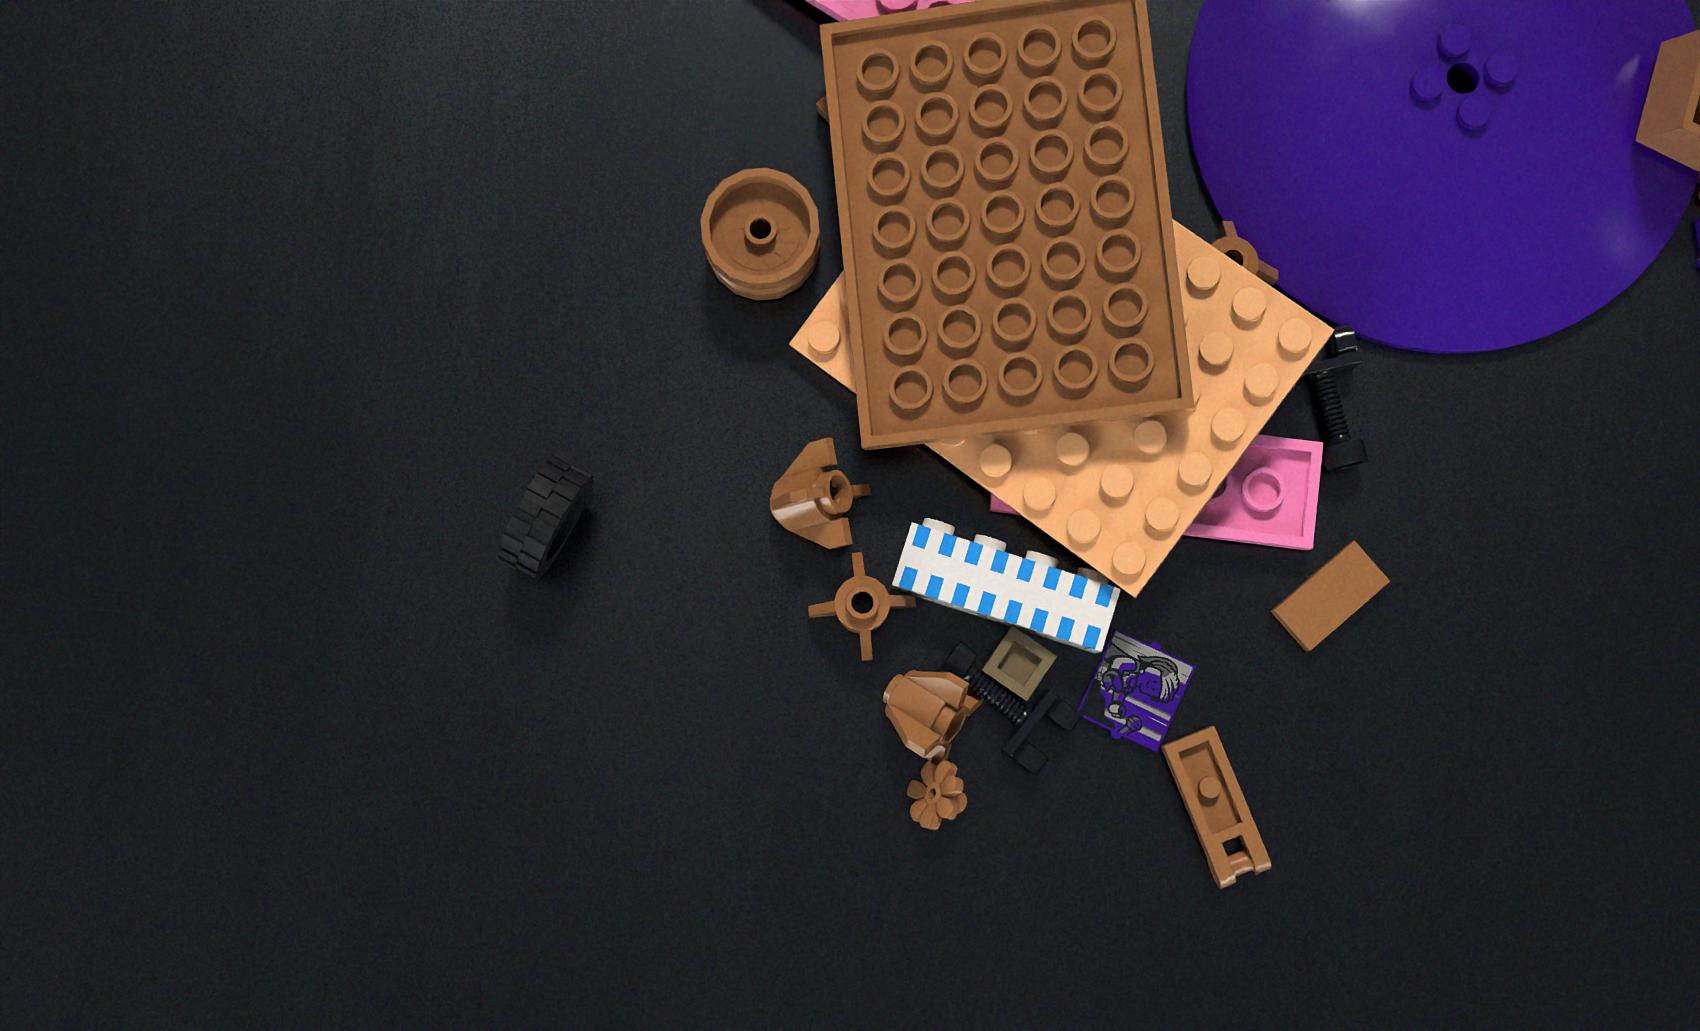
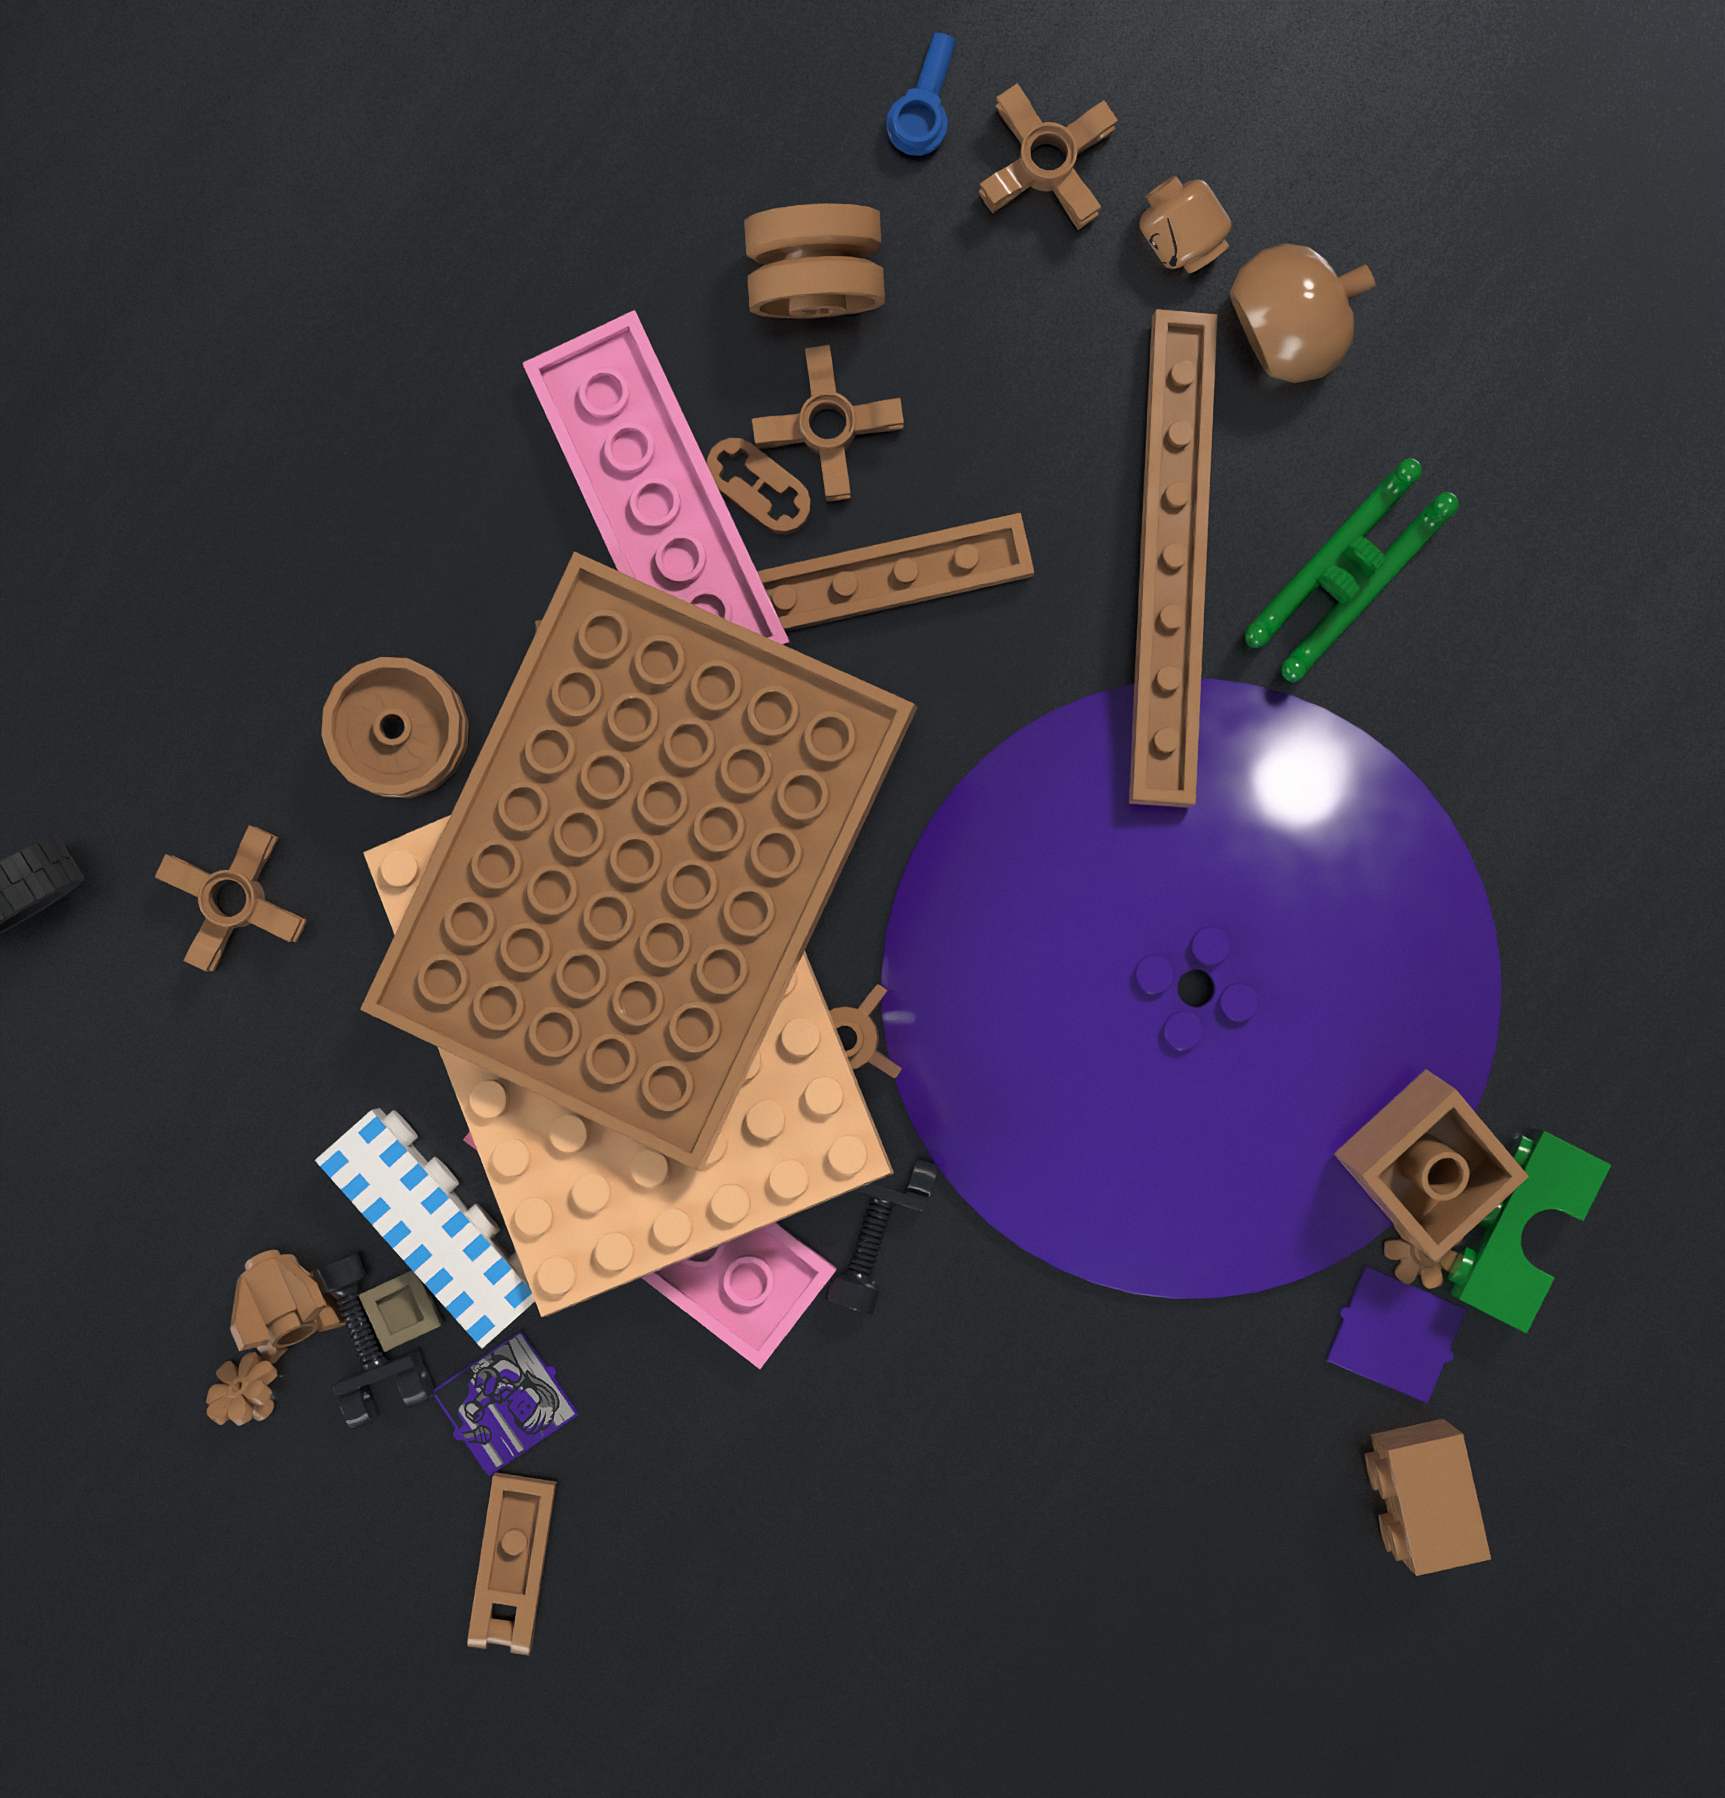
camera: 35 degrees right, 5 degrees up
(684, 435) = (213, 936): none -> medium nougat pin
(814, 497) = (288, 1025): medium nougat brick -> none
(857, 622) = (295, 1155): medium nougat brick -> none
(1330, 596) = (754, 1425): medium nougat tile -> none

